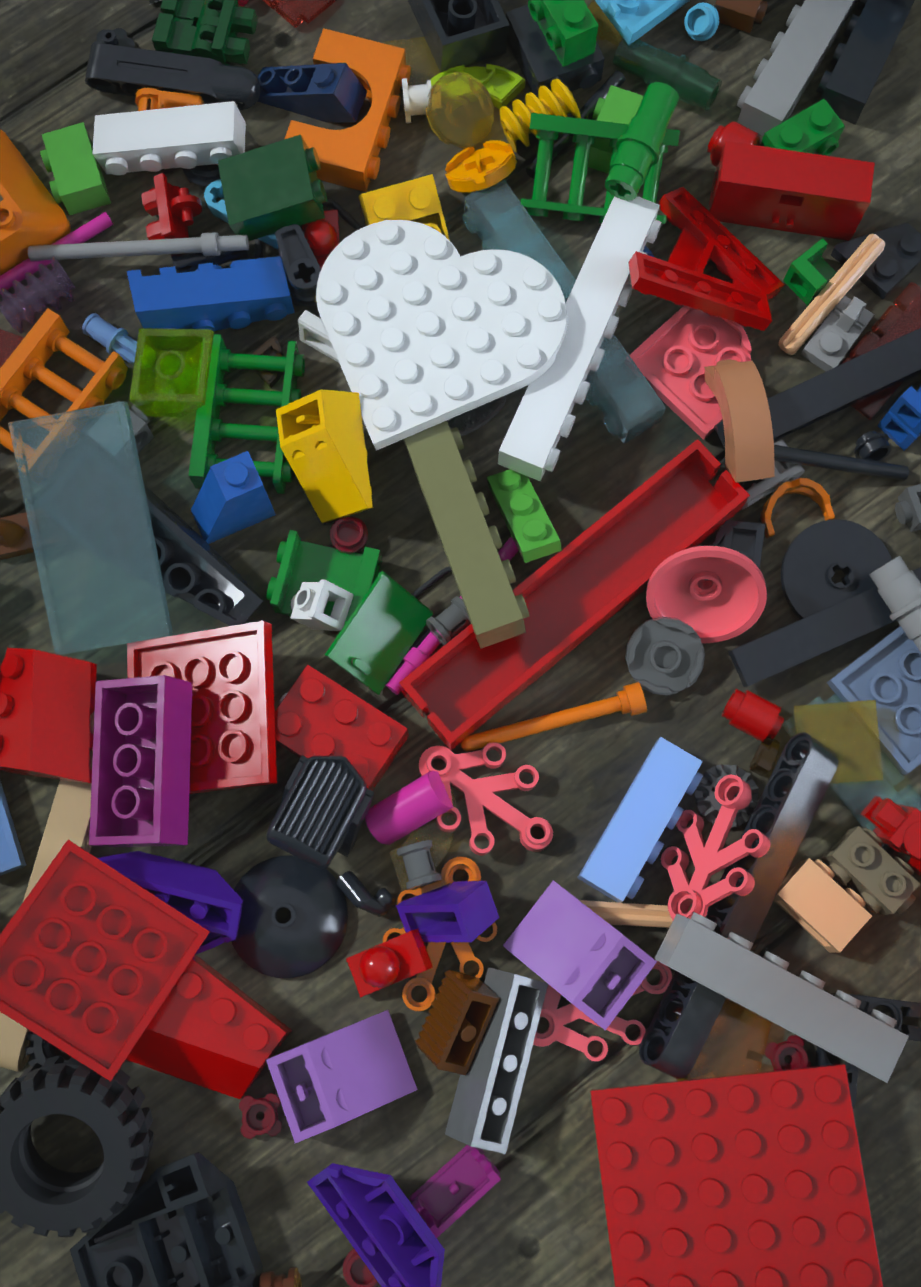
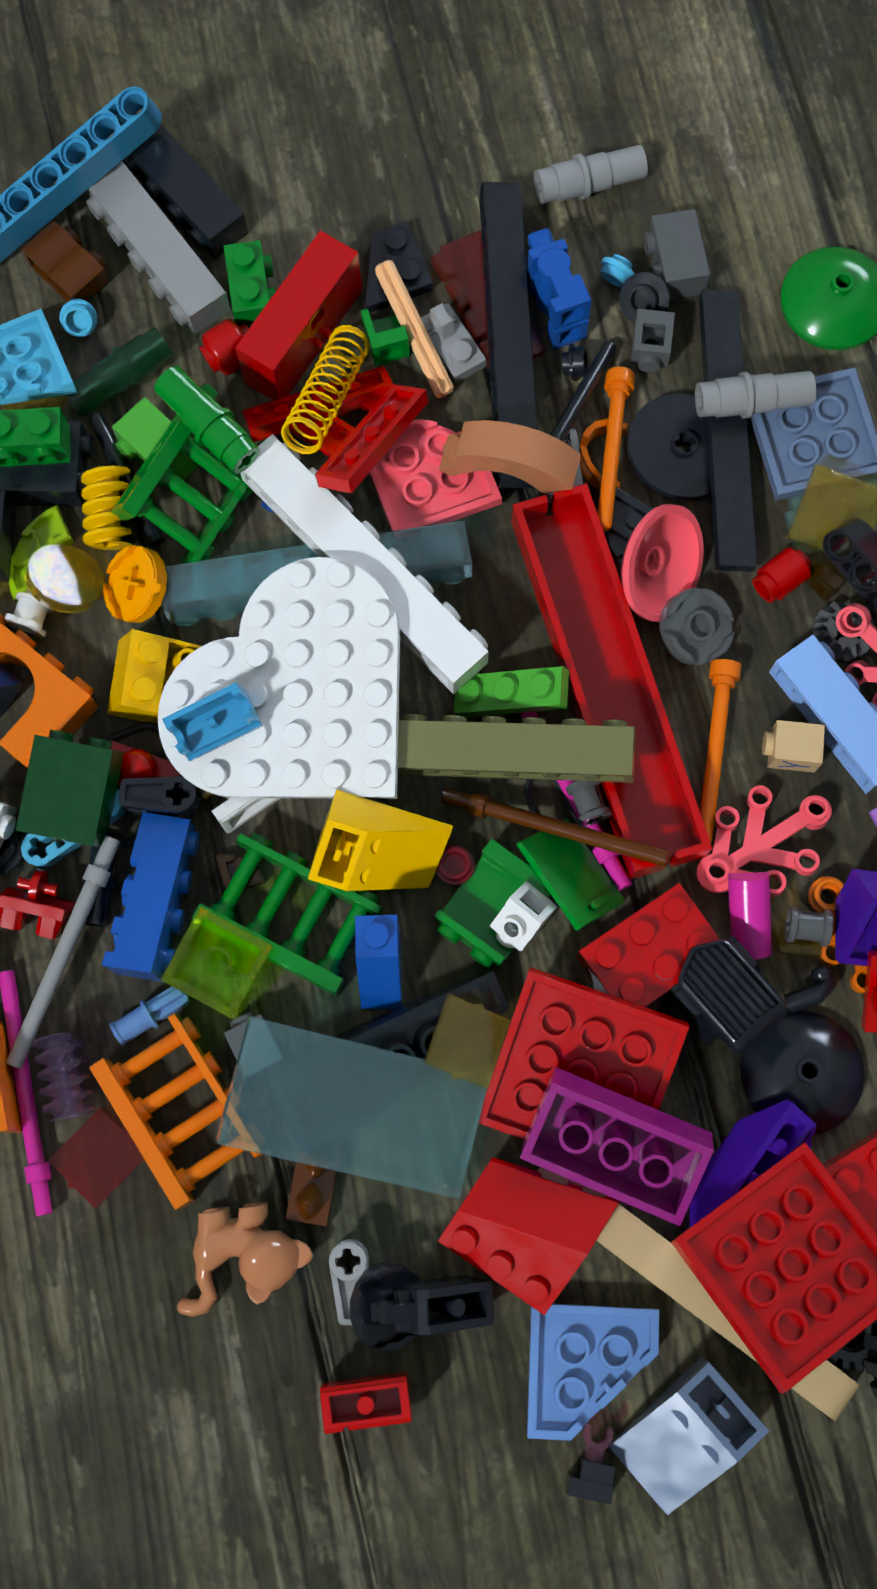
camera: 65 degrees left, 0 degrees up
(188, 601) = (467, 1041): none -> clear yellow piece
(371, 264) = (213, 721): none -> dark azure hinge
(411, 535) = (483, 806): none -> reddish brown bar
(589, 788) = (794, 746): none -> tan brick
(778, 240) = (309, 383): none -> yellow piece
(868, 495) = (619, 386): none -> orange piece

